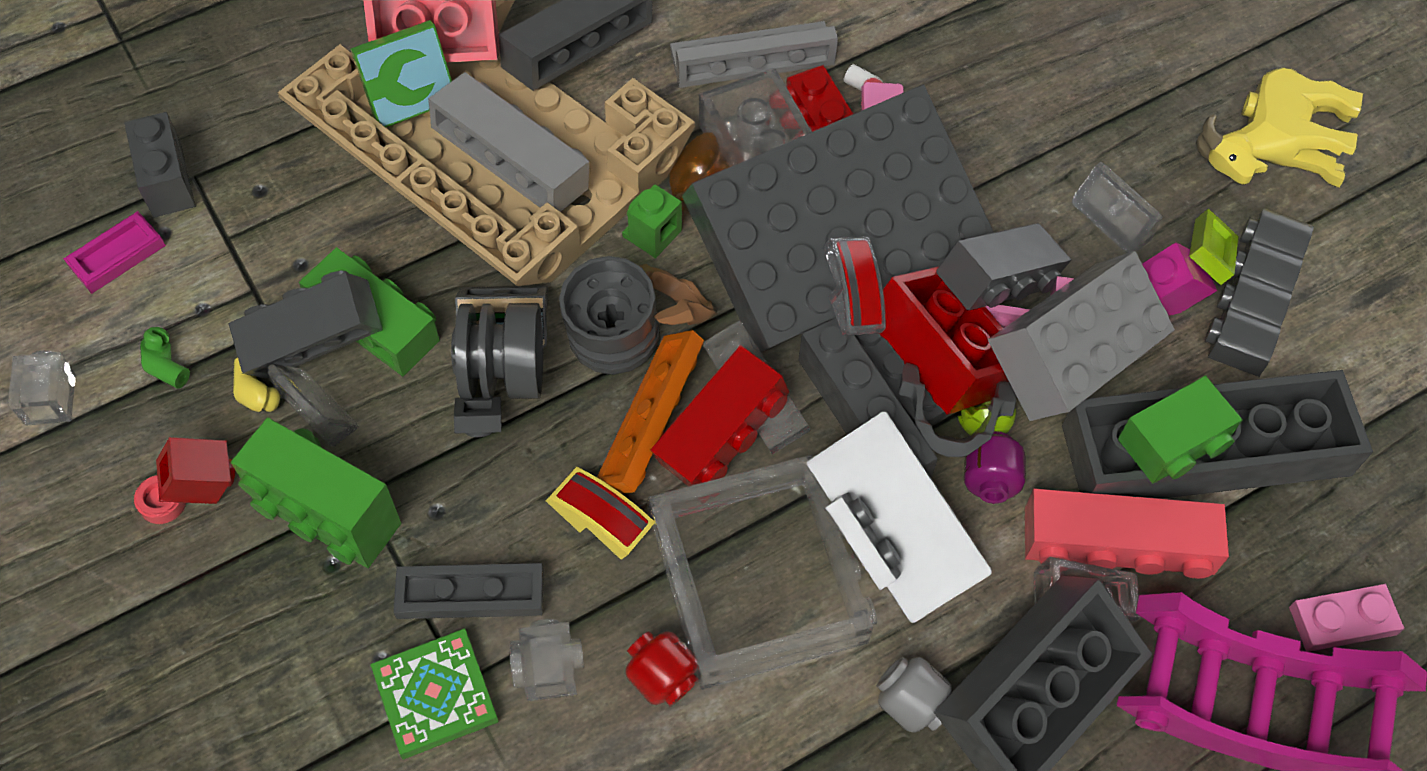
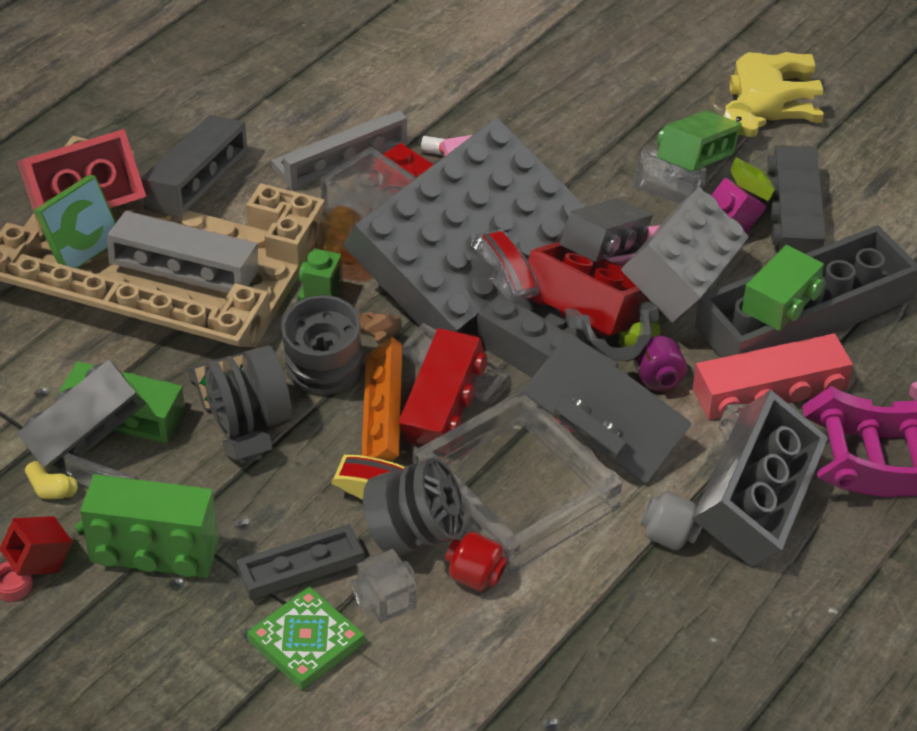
camera: 20 degrees left, 15 degrees down
(611, 580) = (414, 507): none -> dark grey wheel
(1168, 174) = (698, 140): none -> bright green brick

